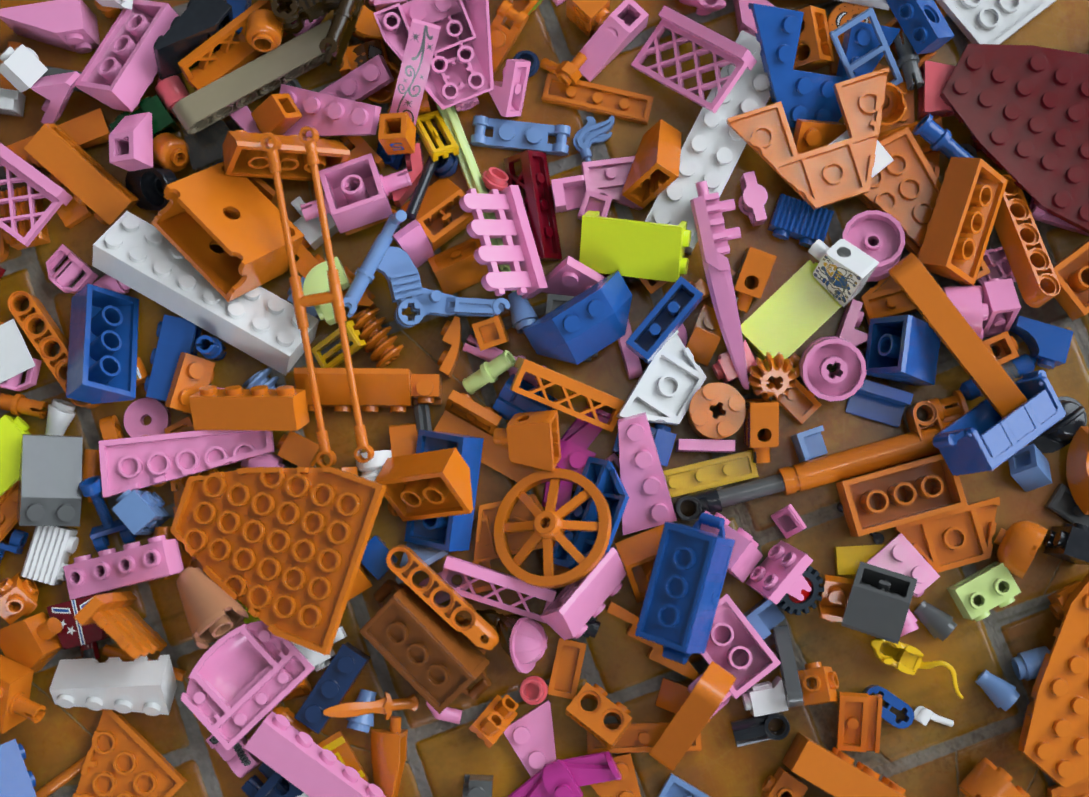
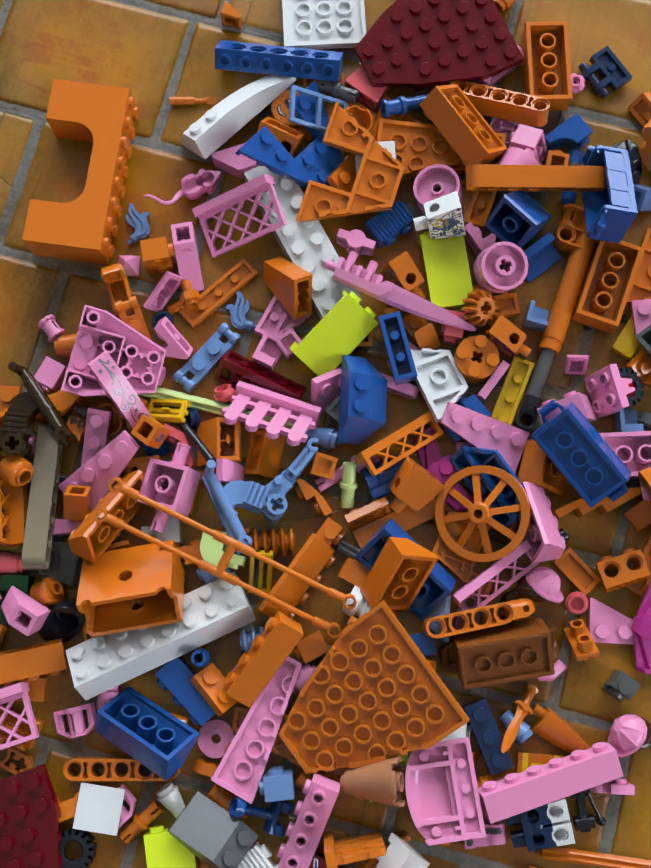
camera: 55 degrees left, 5 degrees down
(555, 41) = (163, 292): none -> bright pink slope

